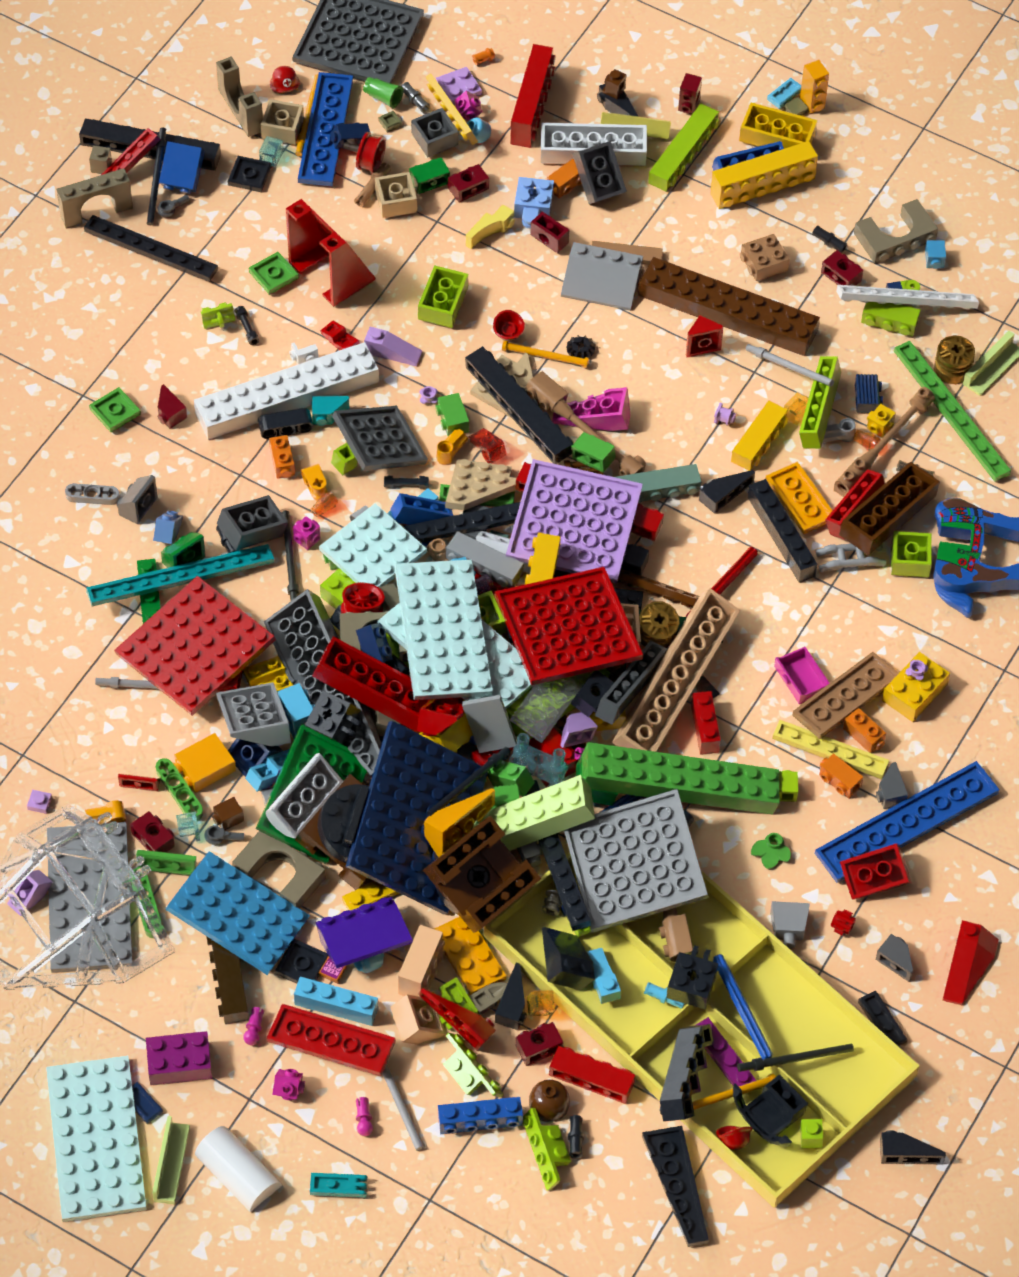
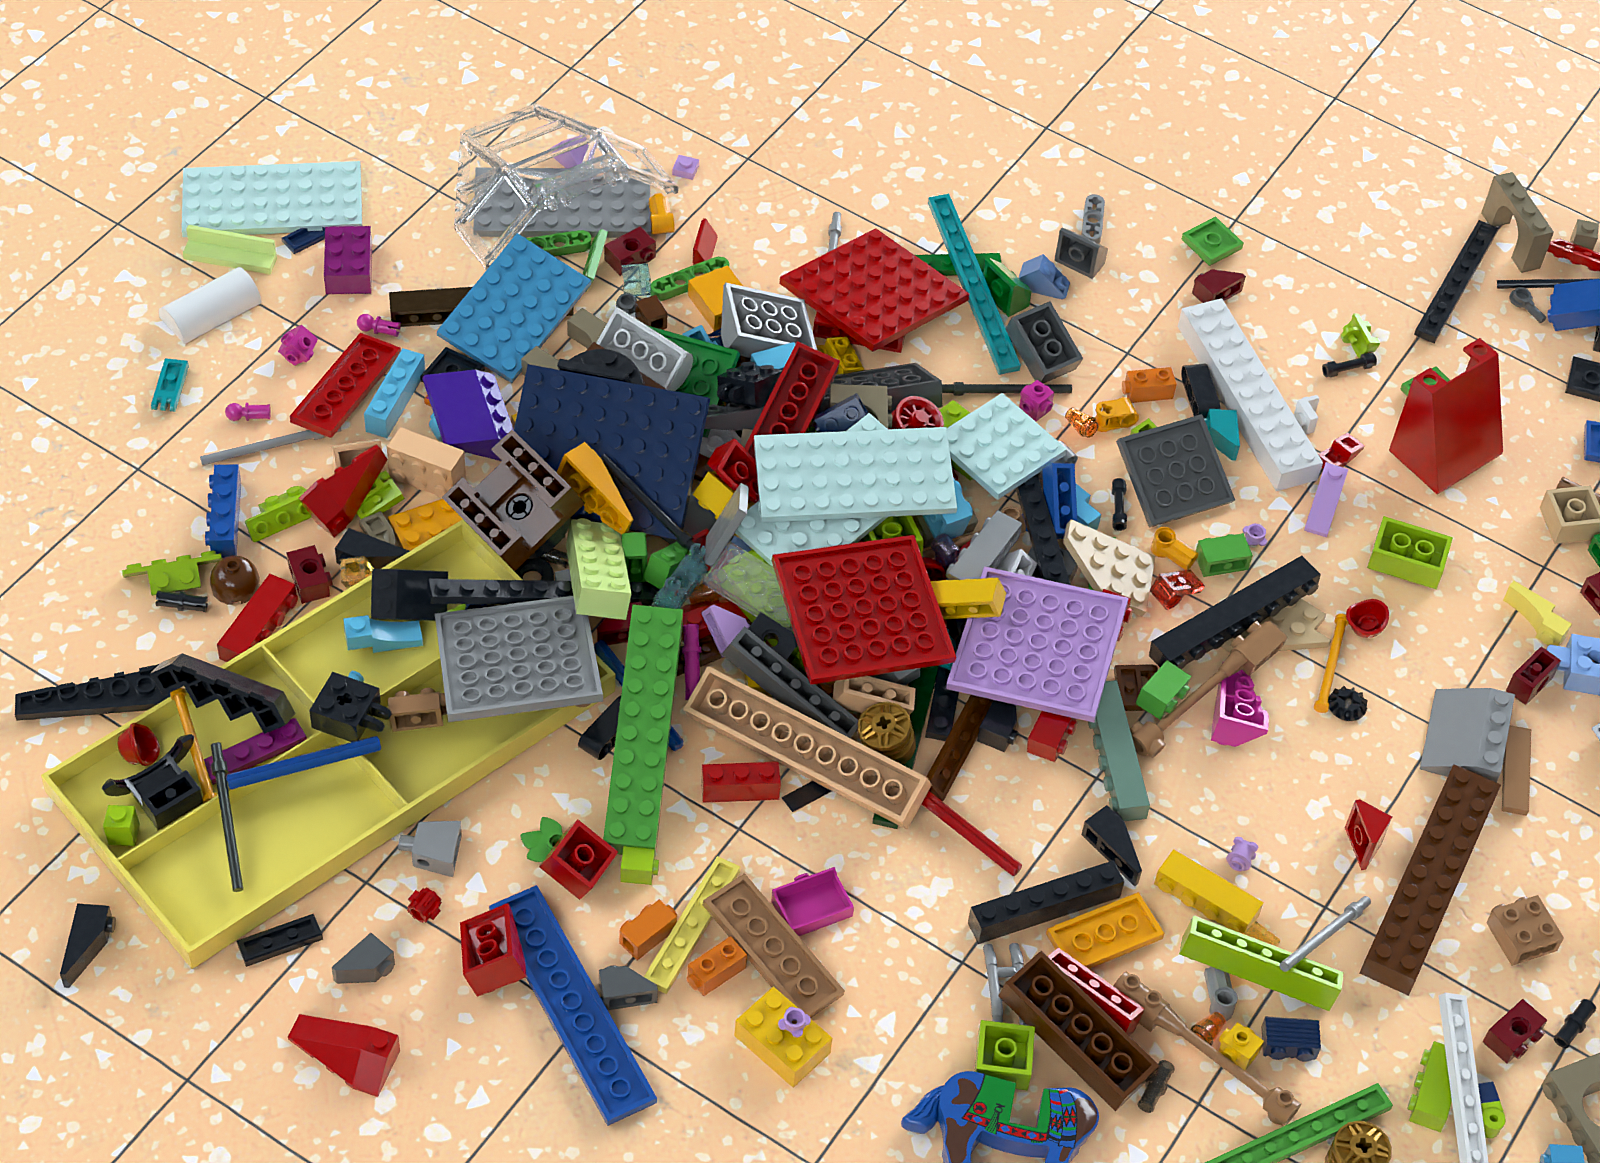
camera: 90 degrees right, 5 degrees down
(794, 819) = (578, 859): none -> red brick

